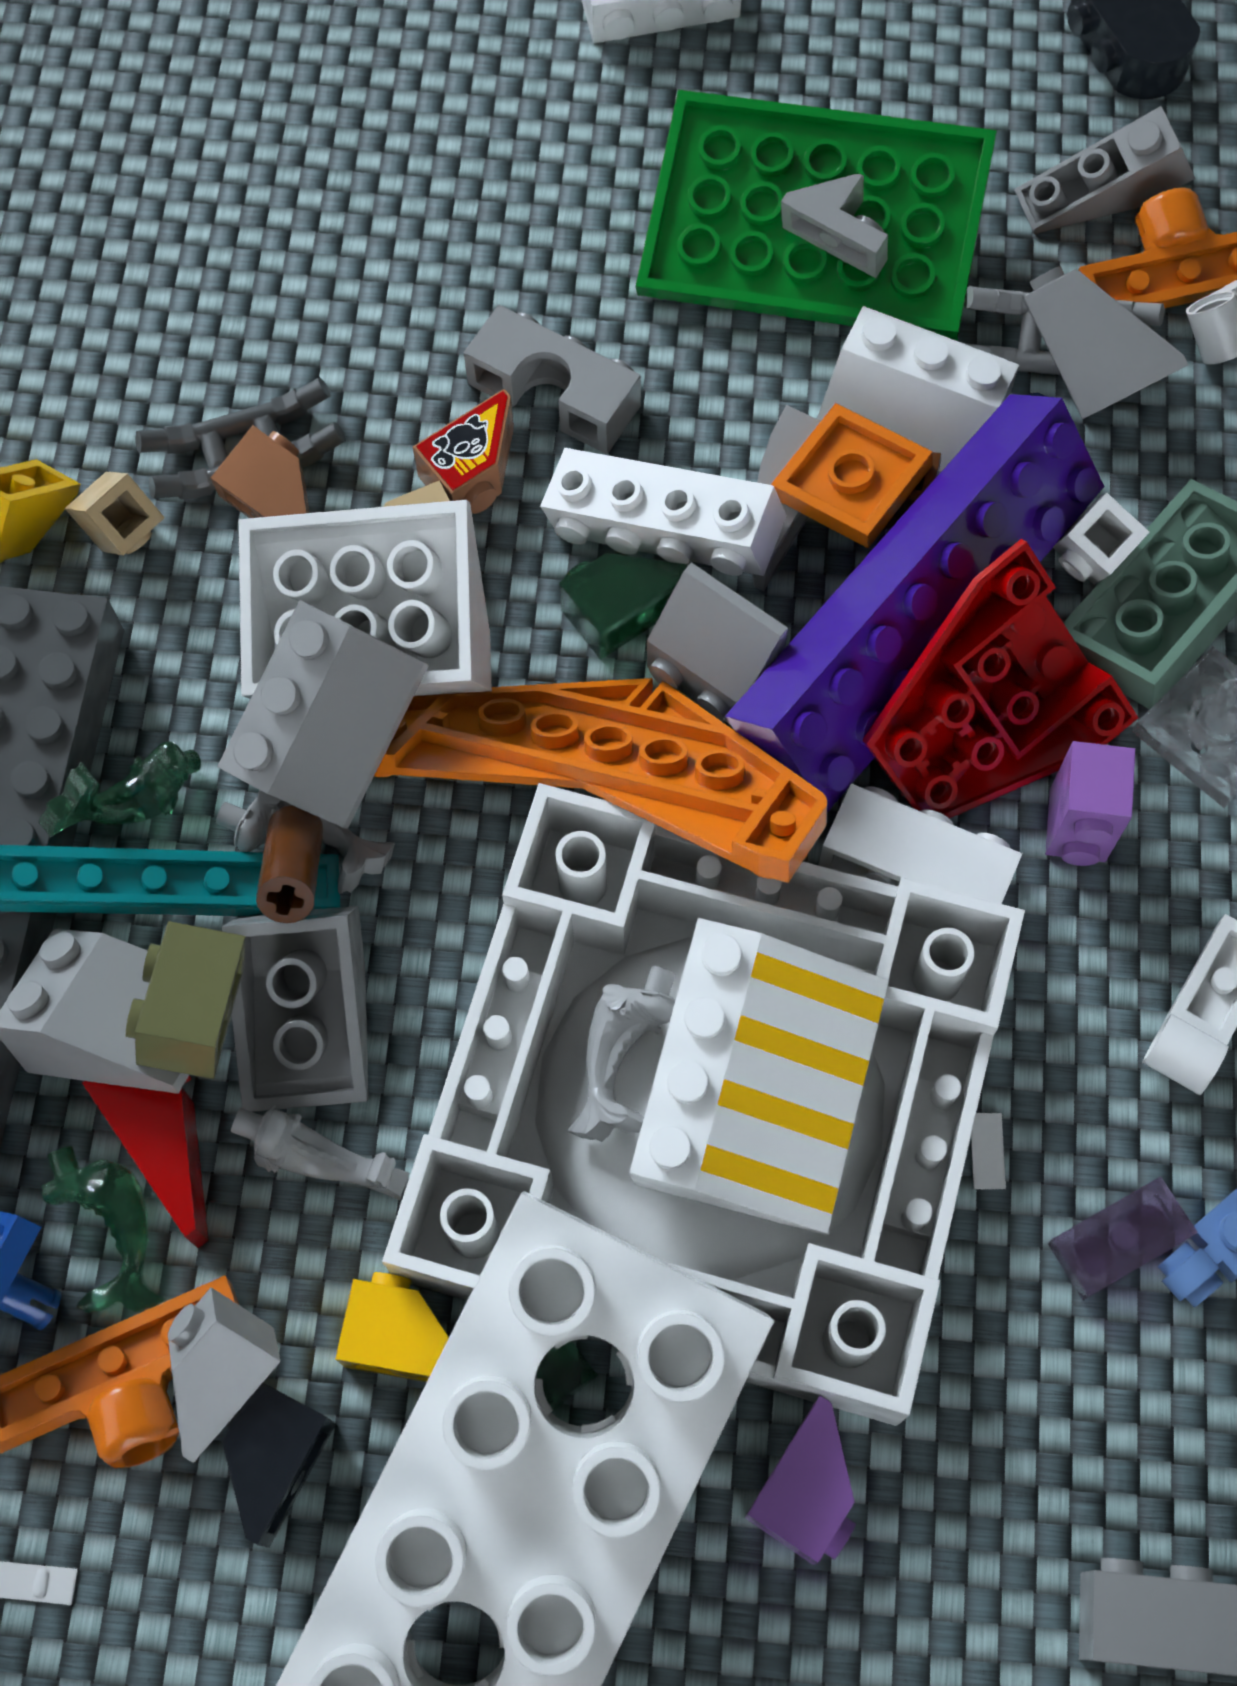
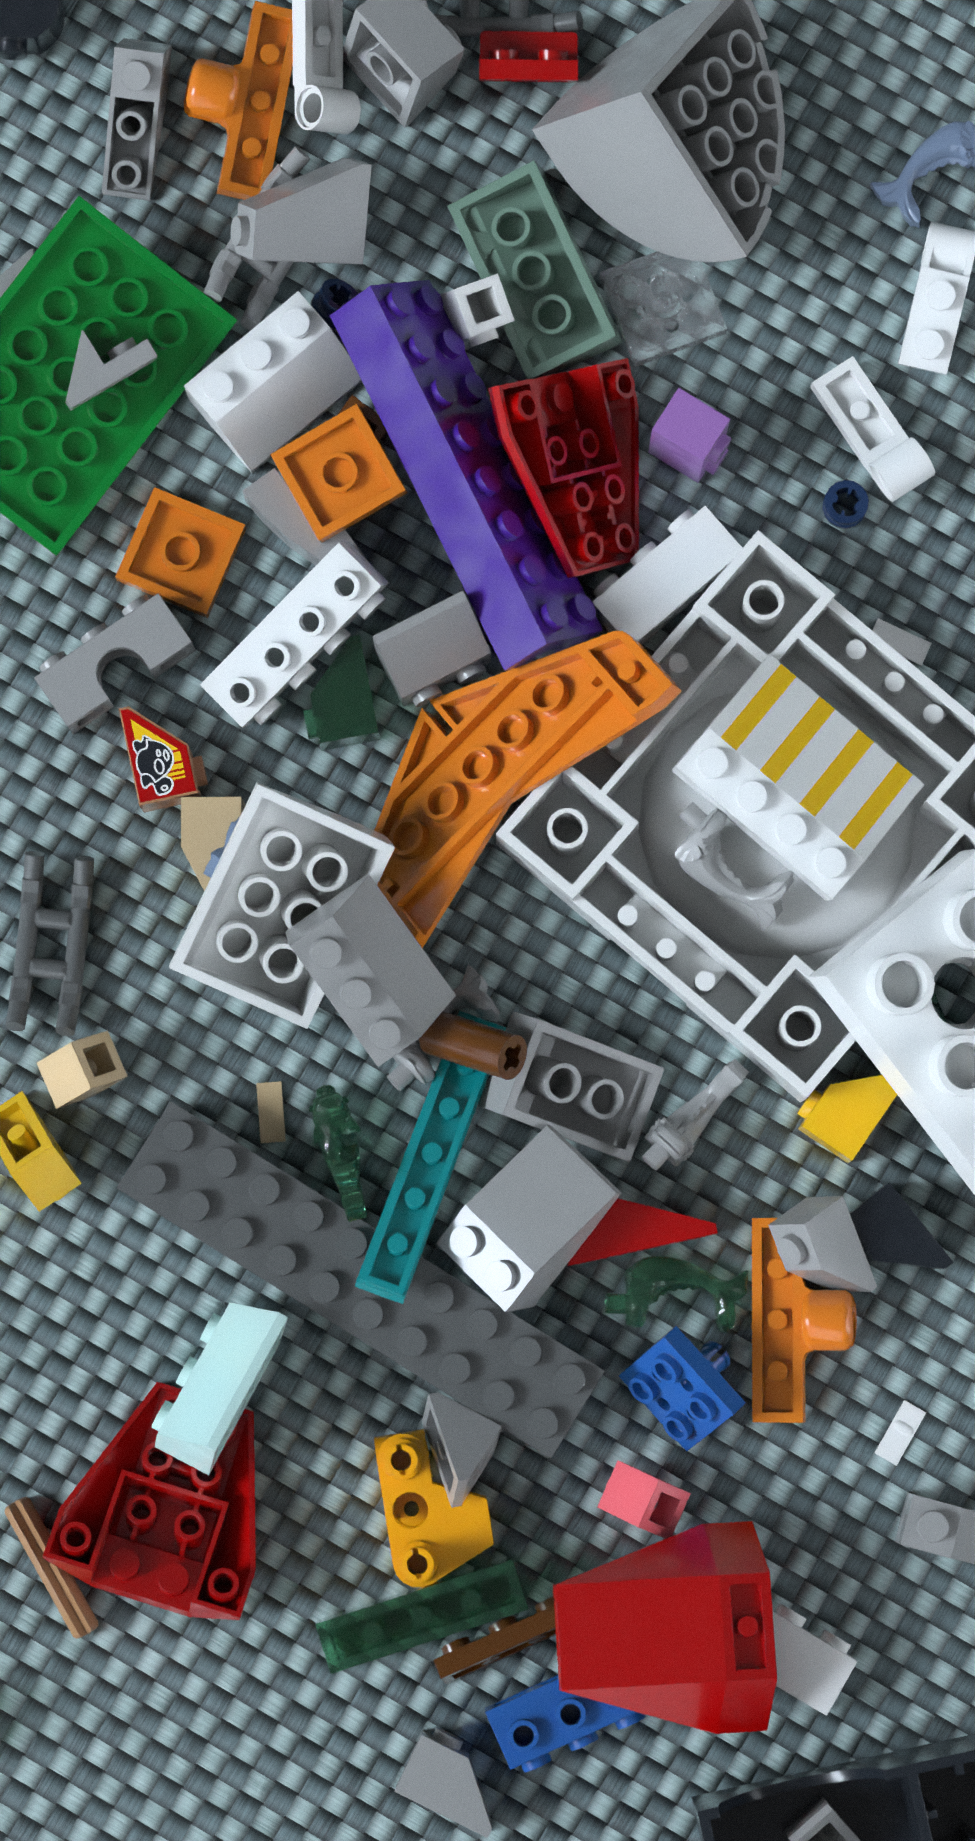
camera: 65 degrees left, 15 degrees up
(151, 721) = (271, 1112): none -> tan piece
(187, 999) = (559, 1156): olive brick -> none
(263, 476) = (118, 934): nougat slope -> none
(699, 396) = (181, 552): none -> orange tile
(1117, 1034) = (859, 510): none -> dark blue bush

